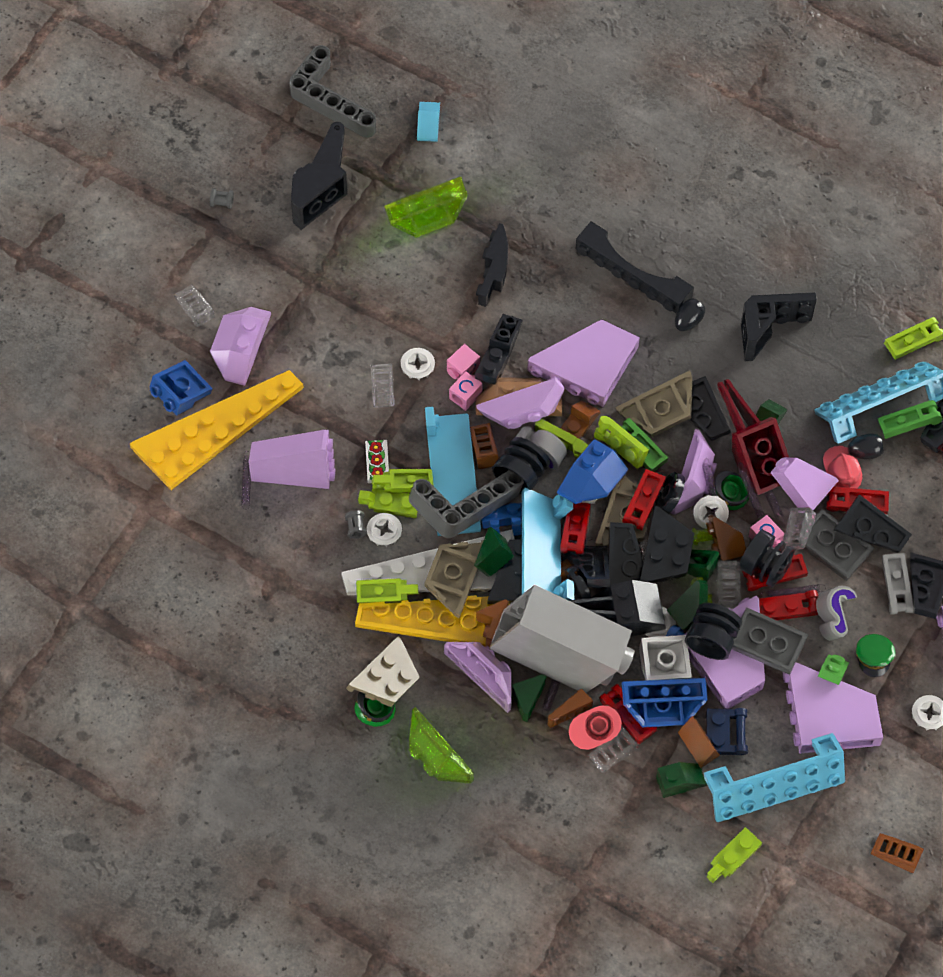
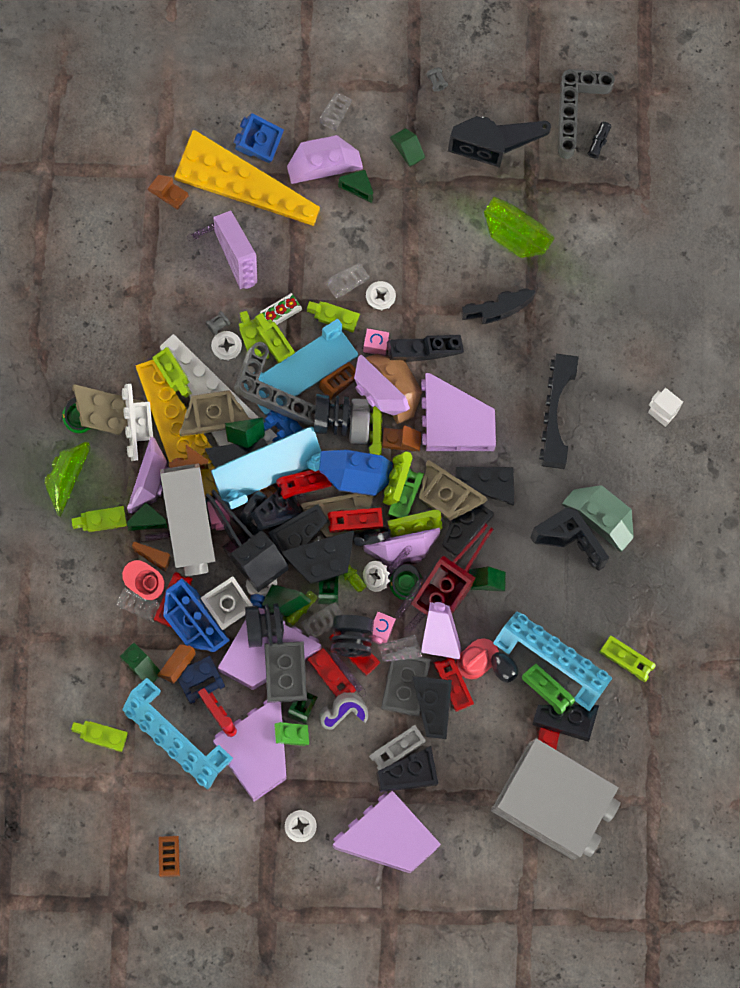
camera: 55 degrees right, 10 degrees up
(178, 502) = (167, 191): none -> dark orange slope
(274, 259) = (408, 146): none -> dark green slope
(290, 322) = (357, 184): none -> dark green slope
(376, 94) = (599, 140): none -> black pin
(411, 416) = (328, 313): none -> lime hinge
(418, 650) = (138, 420): none -> white bracket
(428, 121) = (599, 191): medium azure slope -> none
(462, 360) = (398, 327): bright pink brick -> none
(501, 741) = (101, 519): none -> lime hinge
(669, 363) = (489, 481): none -> black wing
(676, 448) = (415, 523): none -> lime plate
(686, 175) = (664, 406): none -> white brick
(689, 315) = (542, 474): black animal -> none
(726, 539) = (359, 598): reddish brown slope -> none
(757, 278) = (603, 514): none -> sand green wedge
(775, 726) = (218, 713): none -> red plate
(813, 651) = (301, 710): none -> dark green slope
(875, 654) = (326, 759): green piece -> none

